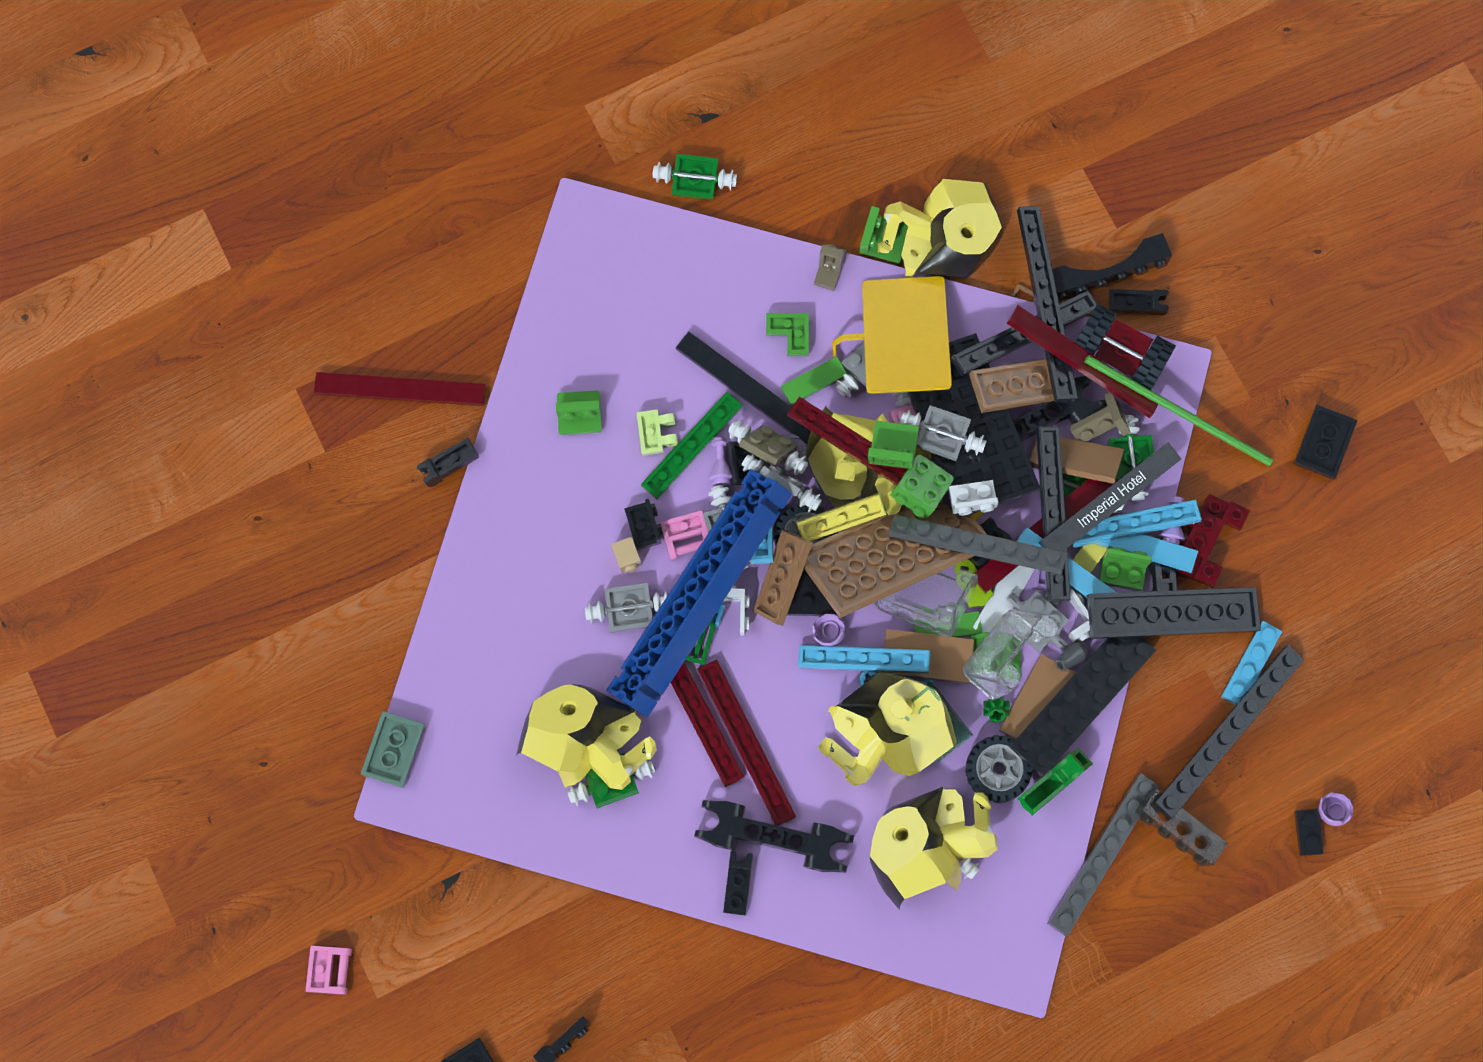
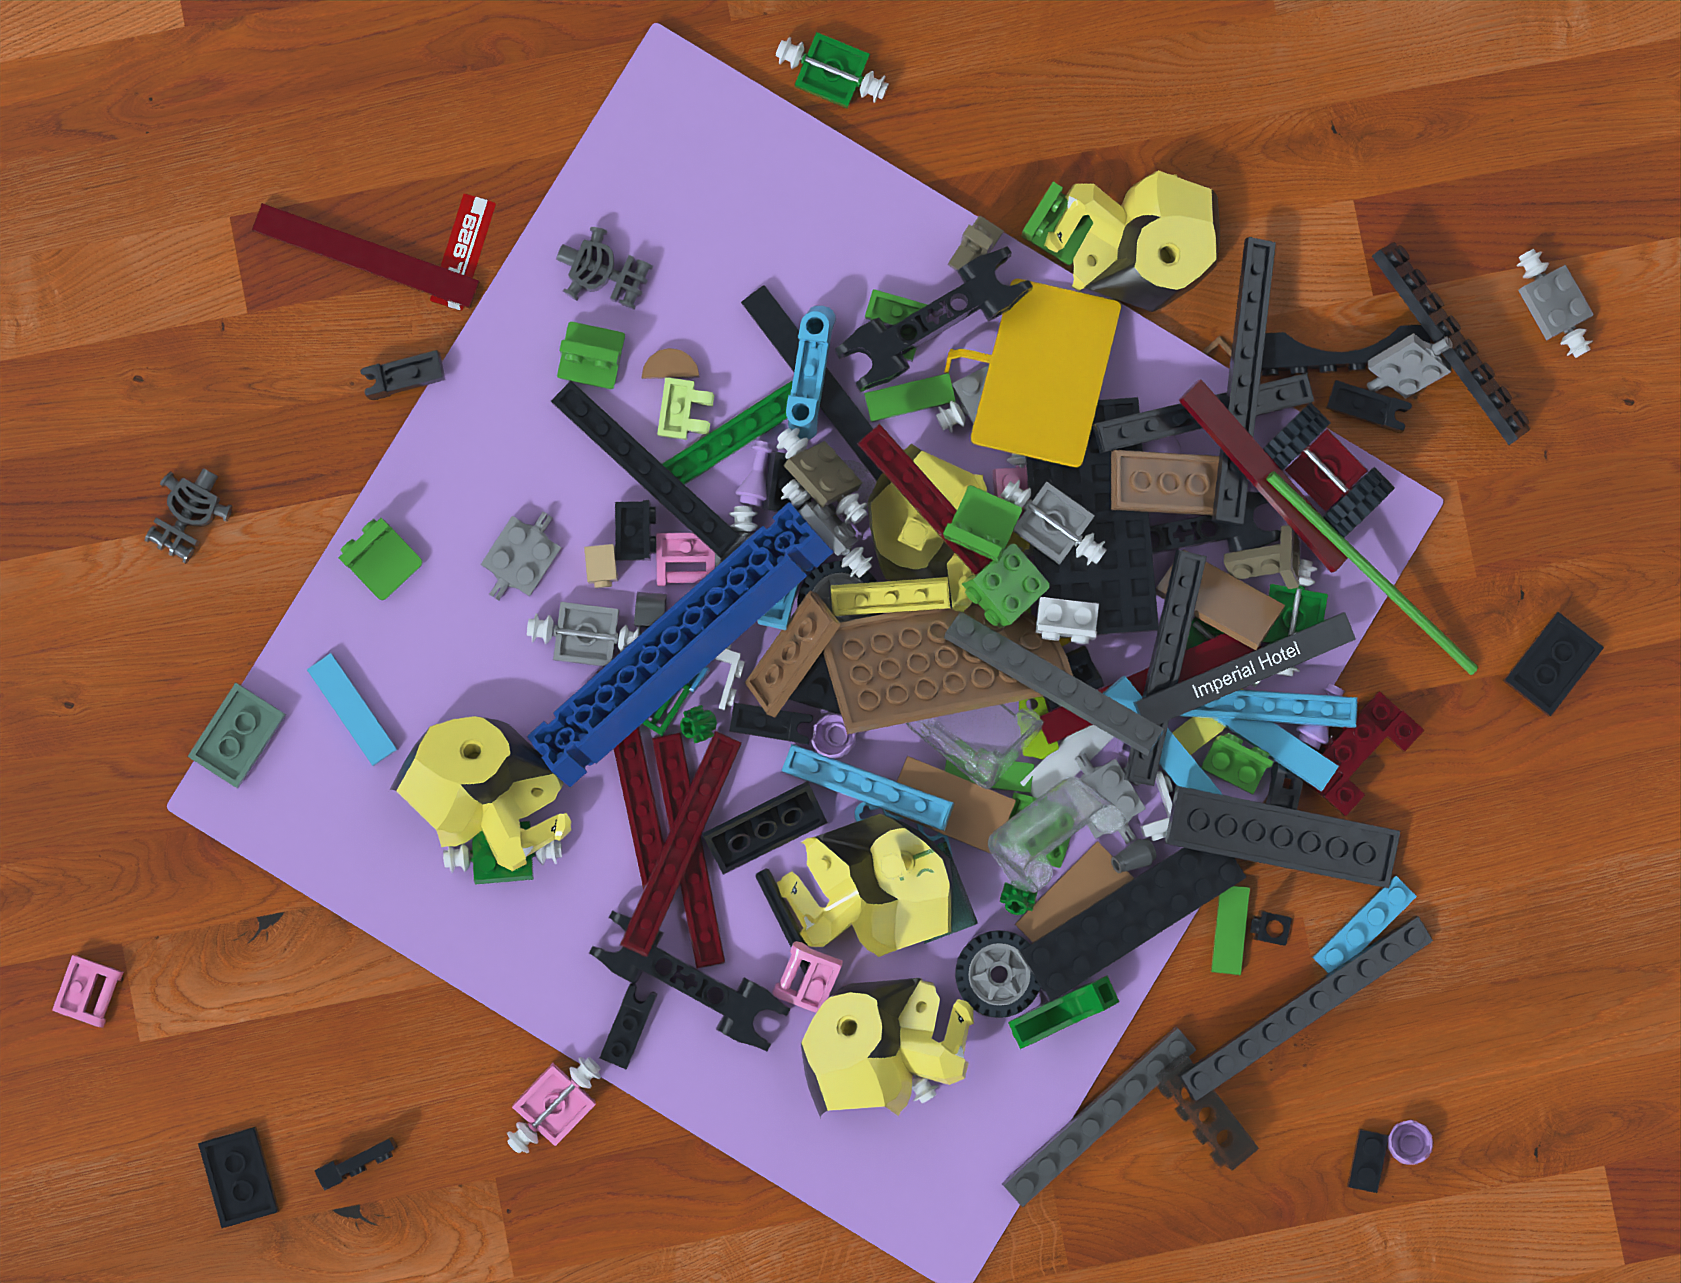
camera: 10 degrees right, 10 degrees up
(323, 586) = (201, 488): none -> dark grey piece
(465, 594) = (380, 558): none -> bright green bracket
(469, 359) = (466, 239): none -> red sticker
(472, 708) = (352, 709): none -> medium azure tile
(555, 352) = (577, 259): none -> dark grey piece
(566, 565) = (520, 556): none -> light grey plate
(637, 402) = (670, 364): none -> medium nougat tile
(640, 480) = (645, 469): none -> black tile
(669, 577) = (649, 608): none -> dark grey brick
(698, 957) = (553, 1104): none -> bright pink plate
(728, 648) = (698, 724): none -> green gear
(738, 379) = (810, 370): none -> medium azure plate
(739, 738) = (680, 844): none -> dark red tile
(776, 635) = (755, 722): none -> black plate
(789, 347) = (979, 291): none -> black piece
(797, 709) = (764, 827): none -> black slope
(833, 775) = (781, 911): none -> black axle
(867, 812) = (817, 979): none -> bright pink plate
(1156, 693) = (1230, 931): none -> bright green tile
(1159, 263) = (1410, 365): none -> light grey plate
(1176, 235) = (1462, 356): none -> black plate
(1176, 684) = (1259, 924): none -> black bracket
(1245, 197) = (1555, 302): none -> light grey plate

